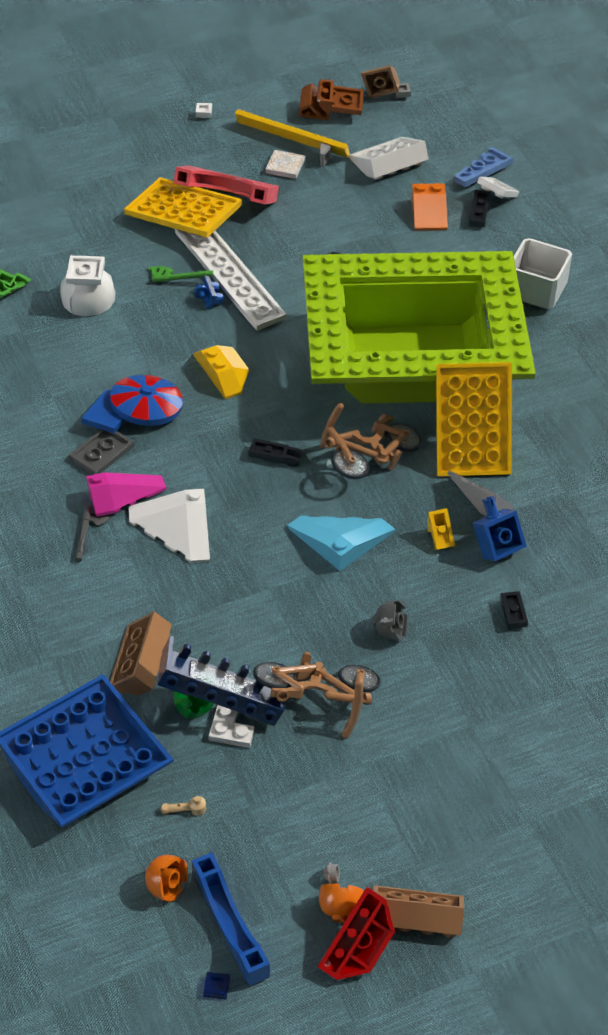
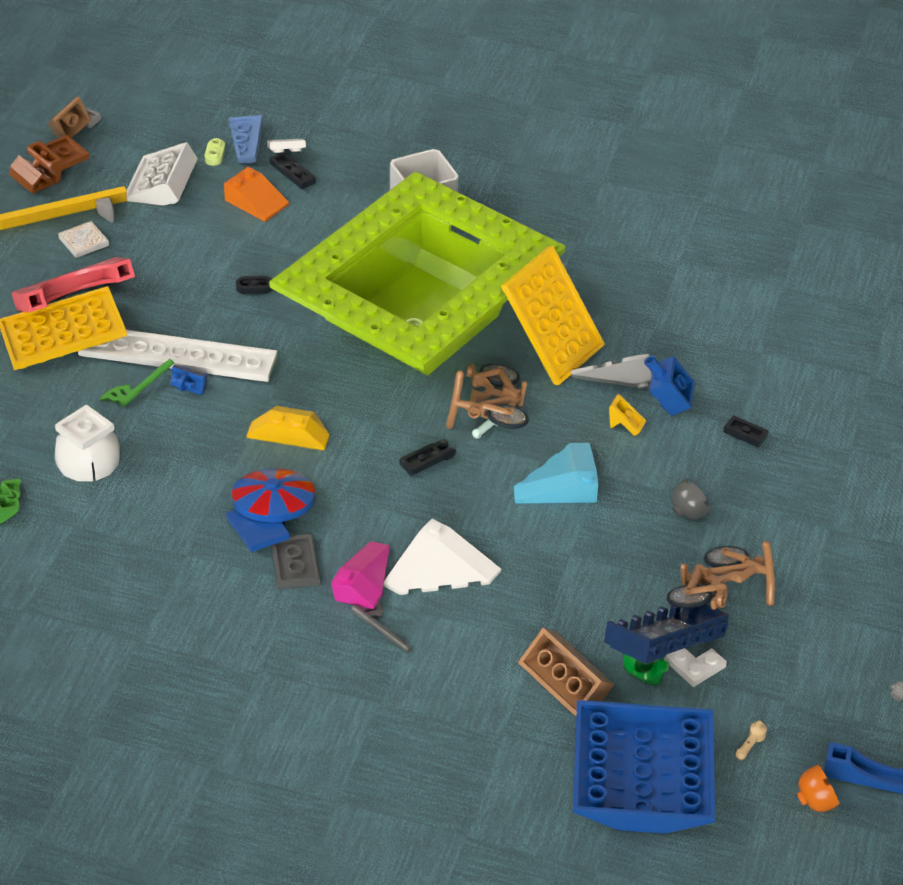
camera: 50 degrees left, 5 degrees down
(450, 163) = (214, 152): none -> yellowish green plate

